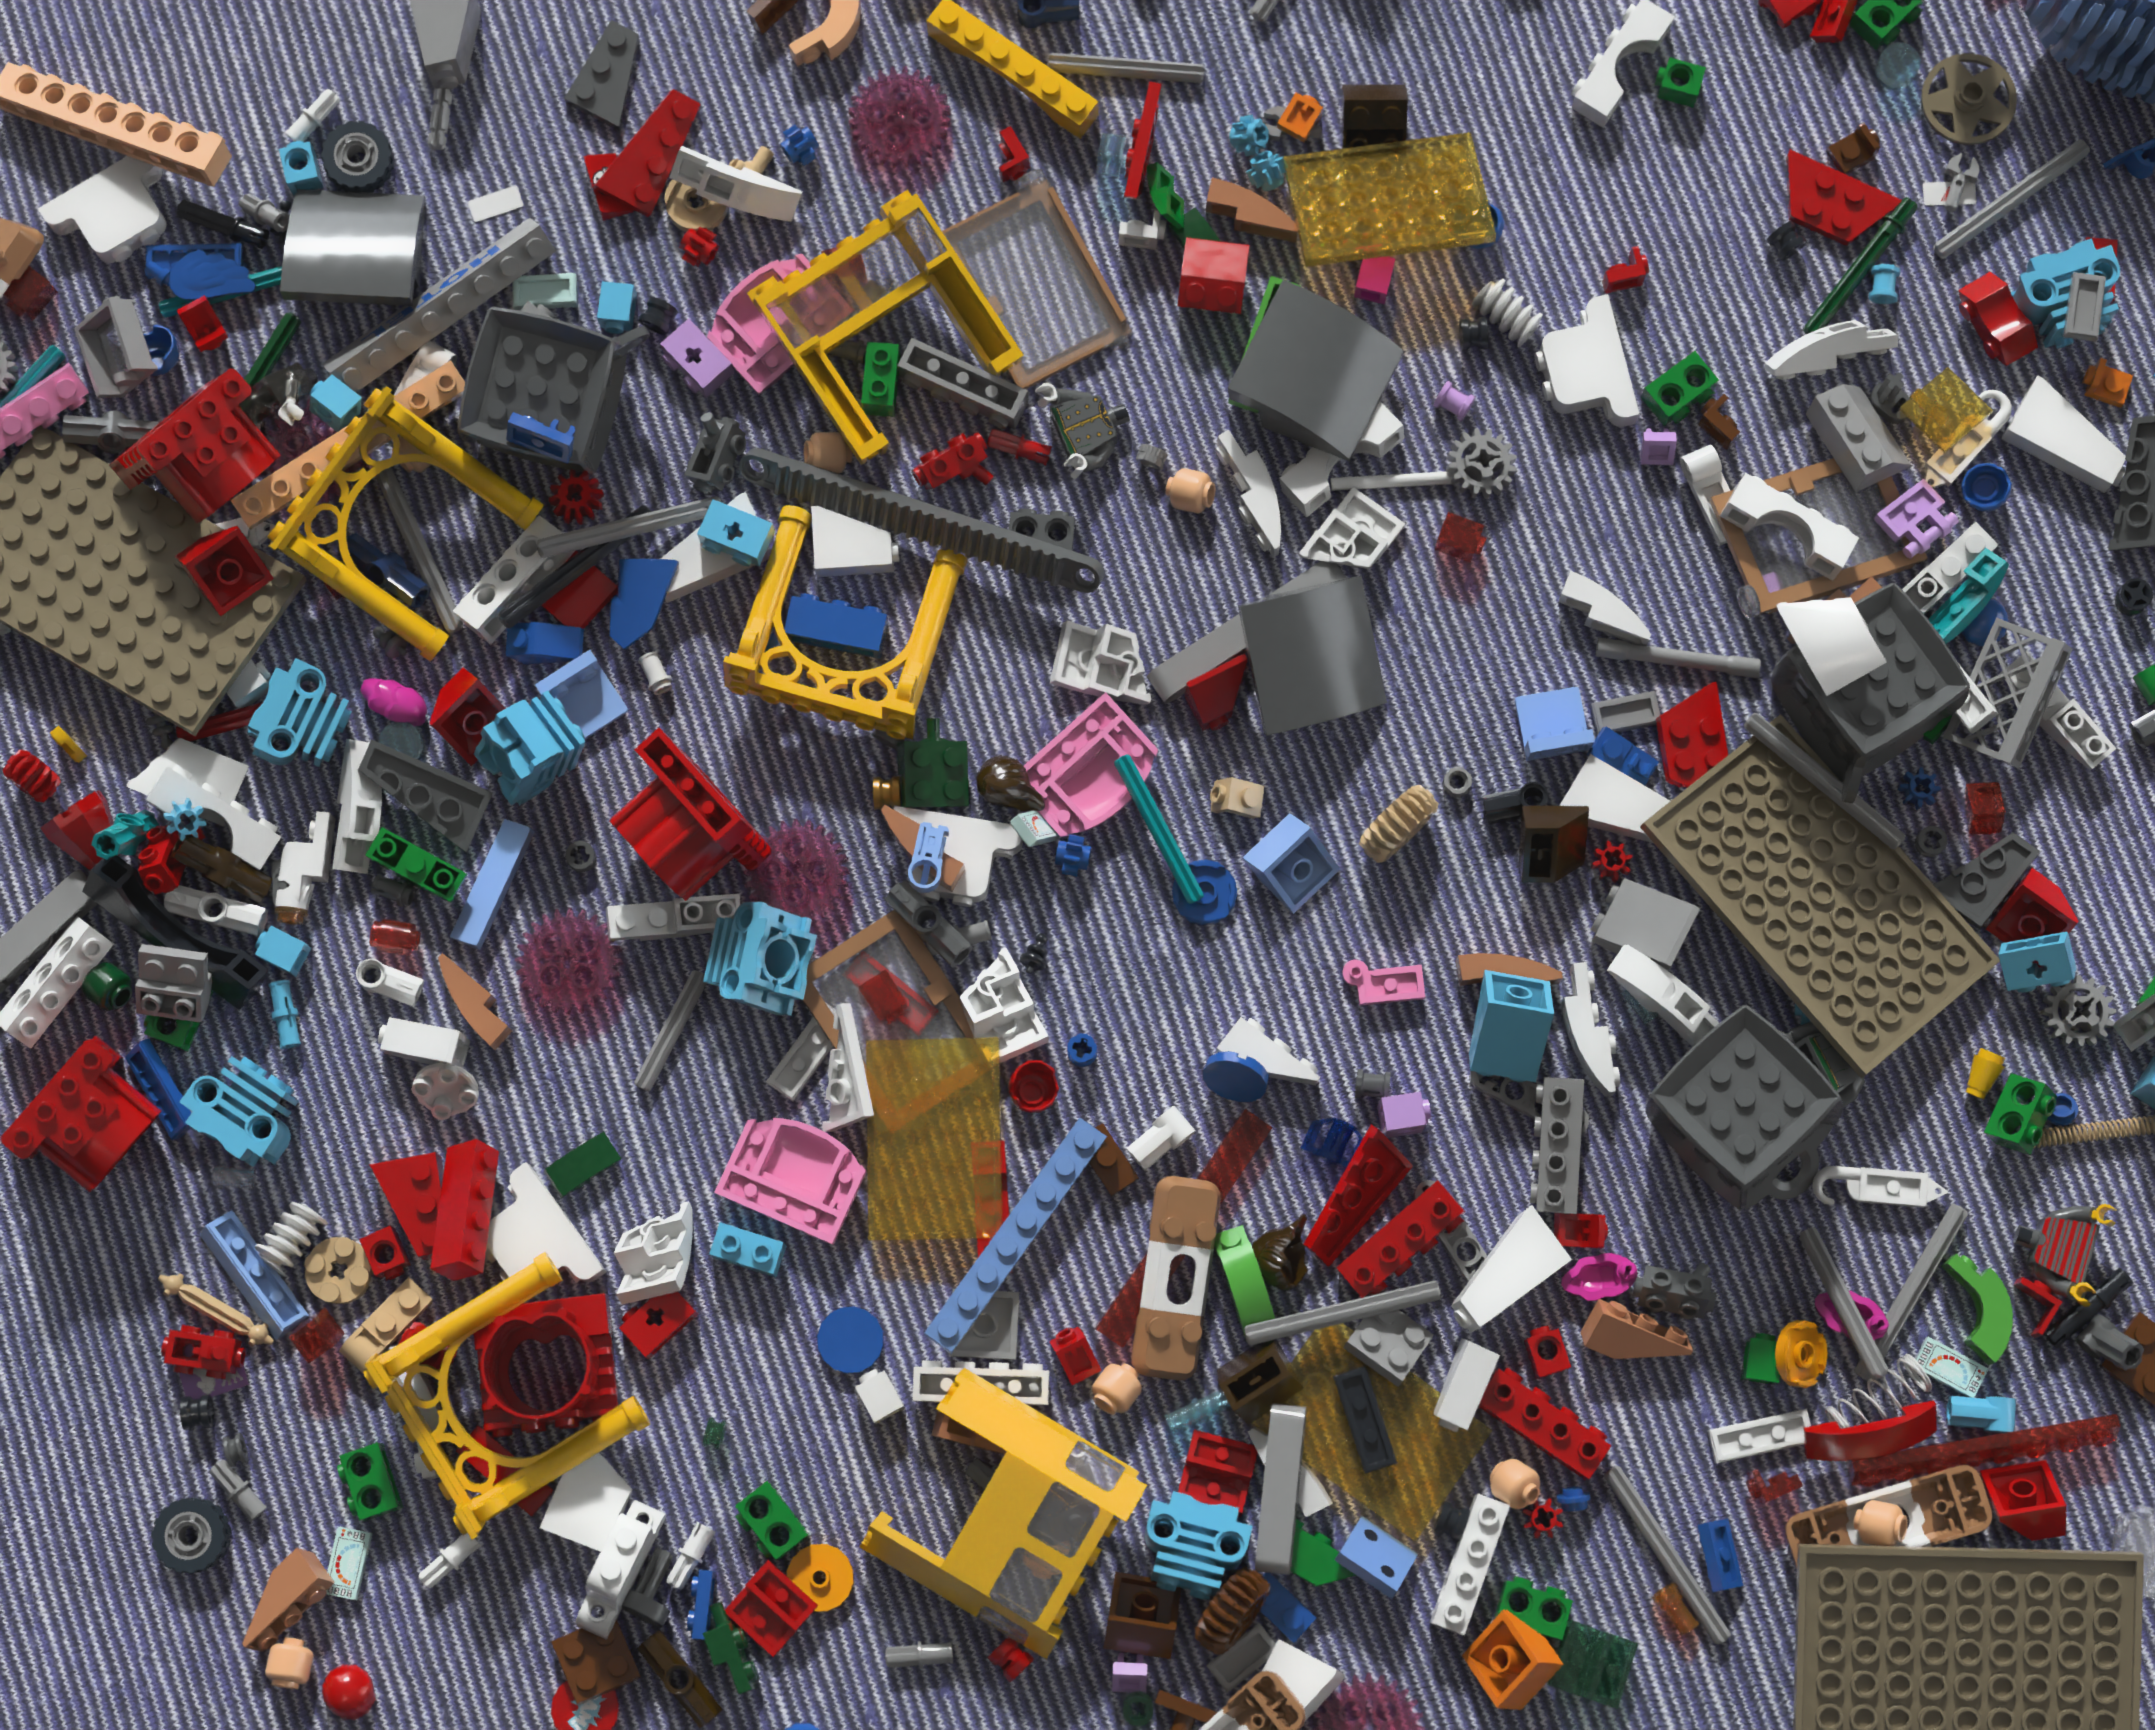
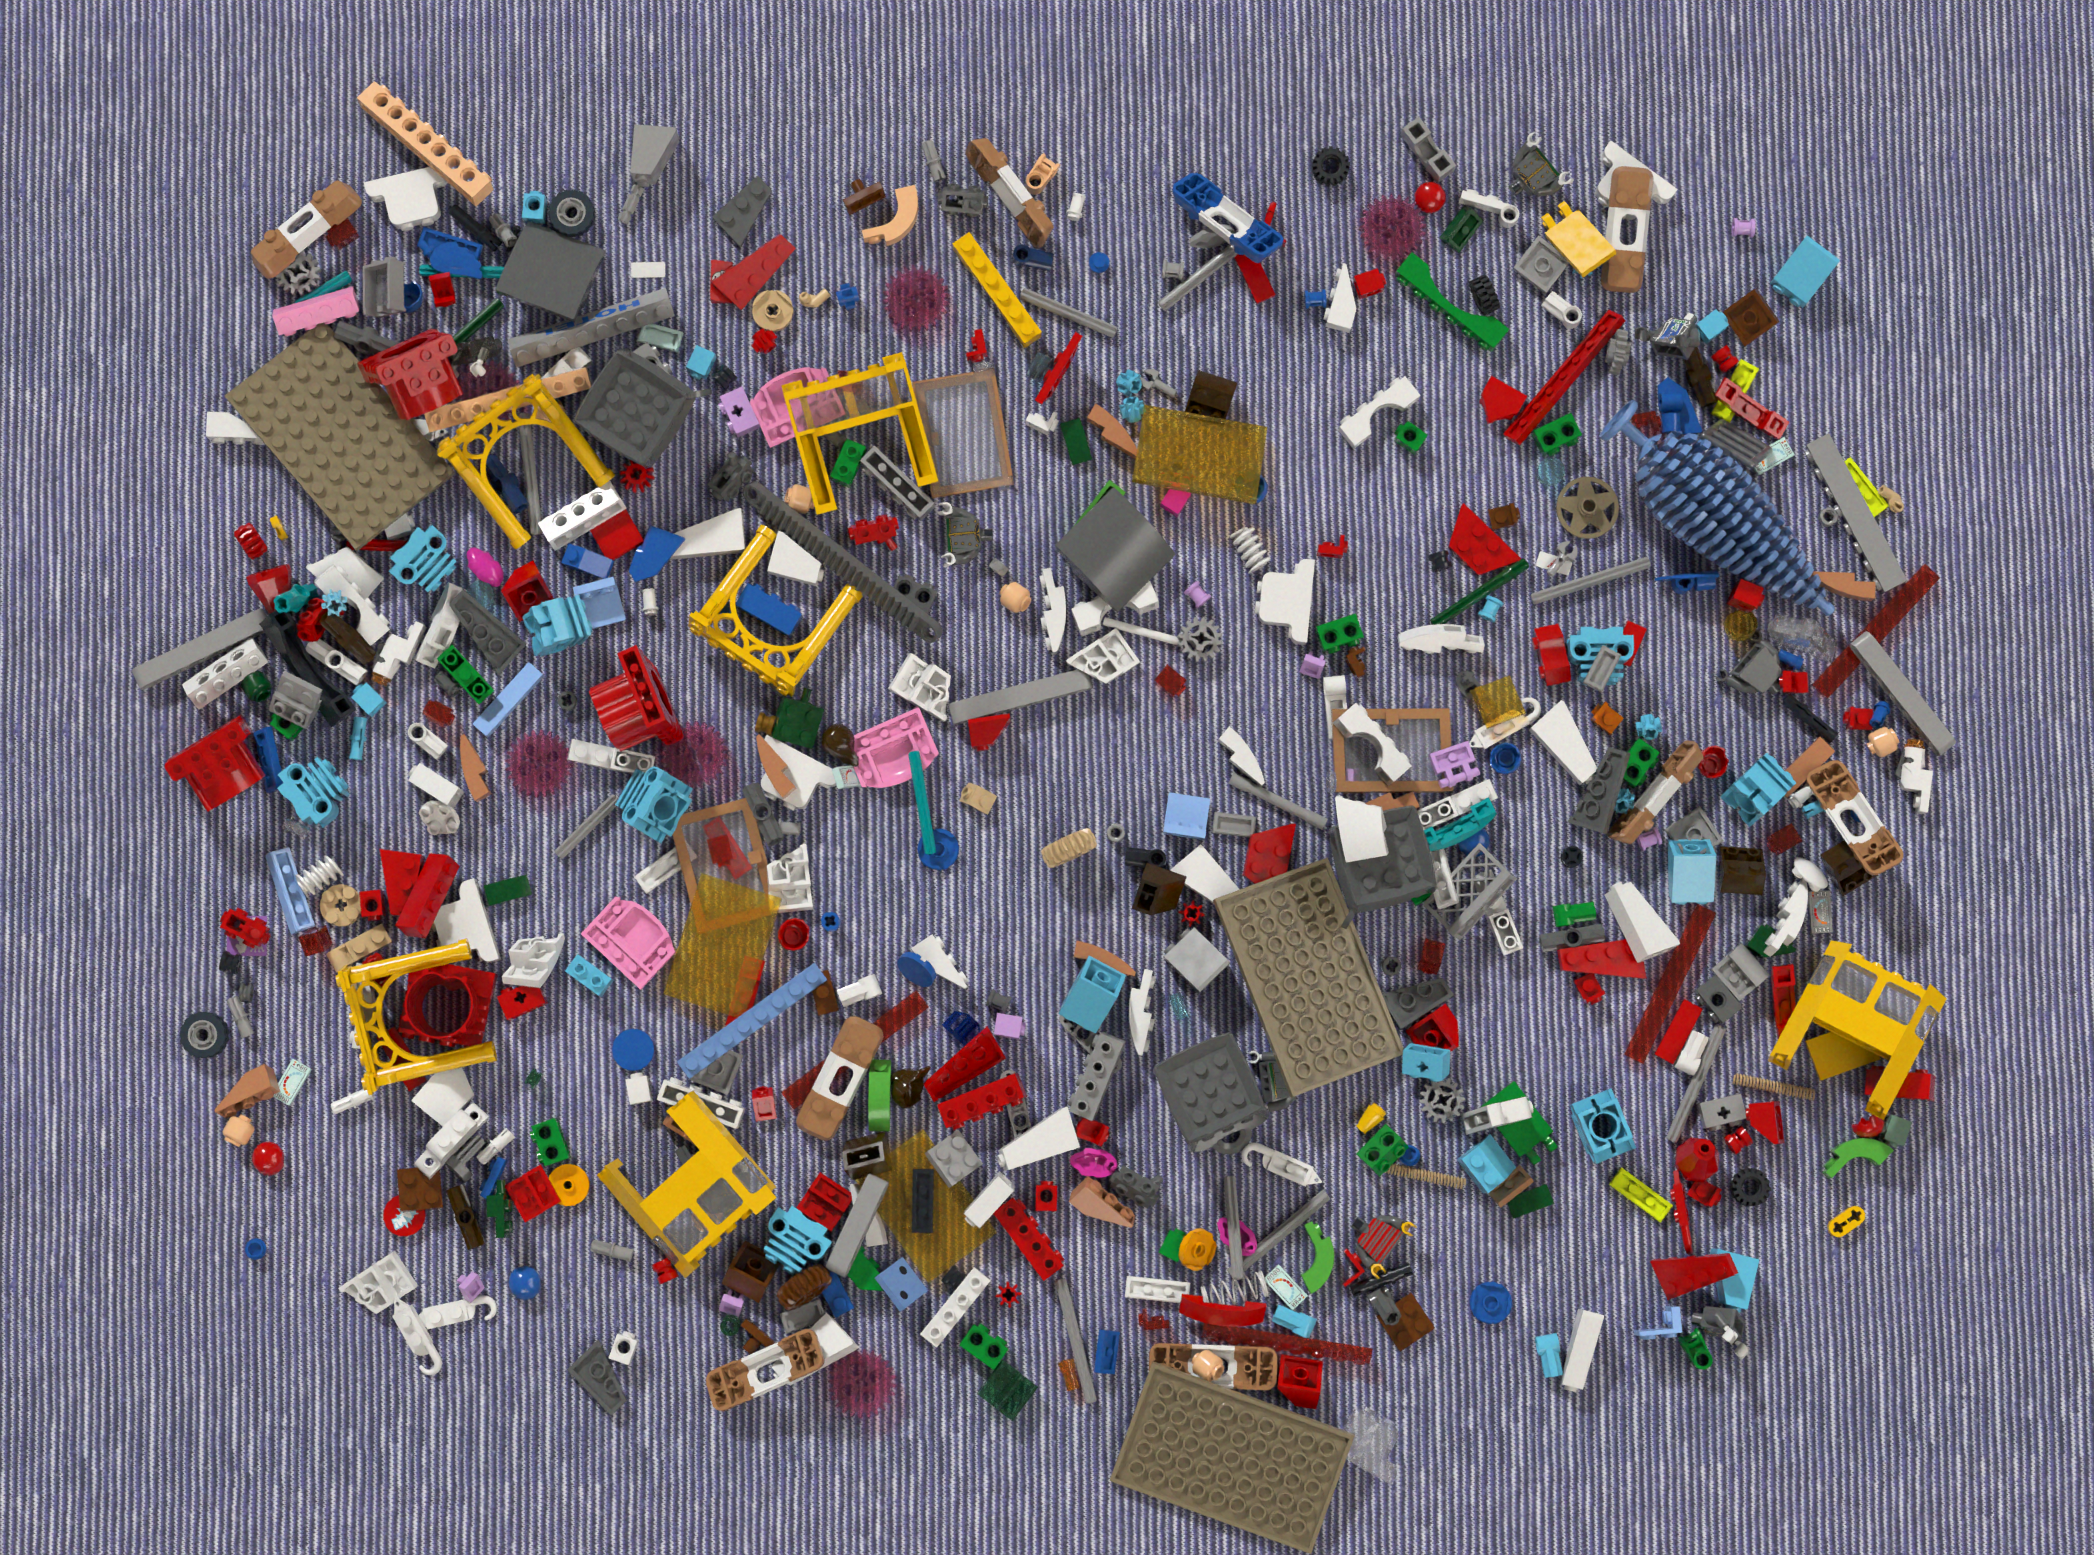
camera: 15 degrees right, 5 degrees up
(216, 1309) = (260, 904): tan wheel -> none
(224, 568) = (406, 453): red slope -> none
(313, 116) = (552, 177): white axle -> none
(334, 403) = (507, 369): medium azure brick -> none
(379, 1478) = (326, 1038): green brick -> none
(392, 643) = (494, 529): dark grey hair -> none
(540, 438) = (618, 439): blue plate -> none
(560, 578) = (622, 520): black axle -> none
(624, 528) = (662, 506): light grey axle -> none
(726, 520) = (720, 523): medium azure brick -> none
(734, 187) = (797, 312): white slope -> none
(846, 1075) = (683, 889): white wing -> none
(928, 852) = (774, 772): light blue piece -> none
(1019, 446) = (919, 533): red axle -> none
(1035, 953) = (822, 854): black hair -> none
(1073, 855) = (865, 800): blue gear -> none
(1116, 1388) = (781, 1132): light nougat head -> none
(1163, 195) = (1062, 399): green slope -> none
(1197, 1411) = (824, 1162): clear light blue pin -> none
(1213, 275) = (1075, 466): slope -> none
(1292, 862) = (996, 849): light blue slope -> none
(1300, 116) = (1165, 381): orange bracket -> none
(1312, 655) = (1052, 727): dark grey slope -> none
(1342, 1312) = (933, 1133): light grey axle -> none
(1384, 984) = (1027, 942): bright pink hinge -> none
(1473, 333) = (1224, 555): black wheel -> none
(1511, 1661) = (959, 1372): orange slope -> none
(1515, 1483) = (999, 1268): light nougat head -> none
(1573, 1499) = (1031, 1289): blue plate -> none
(1623, 755) = (1221, 851): blue plate -> none
(1663, 993) = (1191, 1006): white slope -> none
(1823, 780) = (1337, 907): light grey axle -> none
(1856, 436) = (1437, 700): light grey slope -> none
(1914, 781) = (1397, 926): blue gear -> none

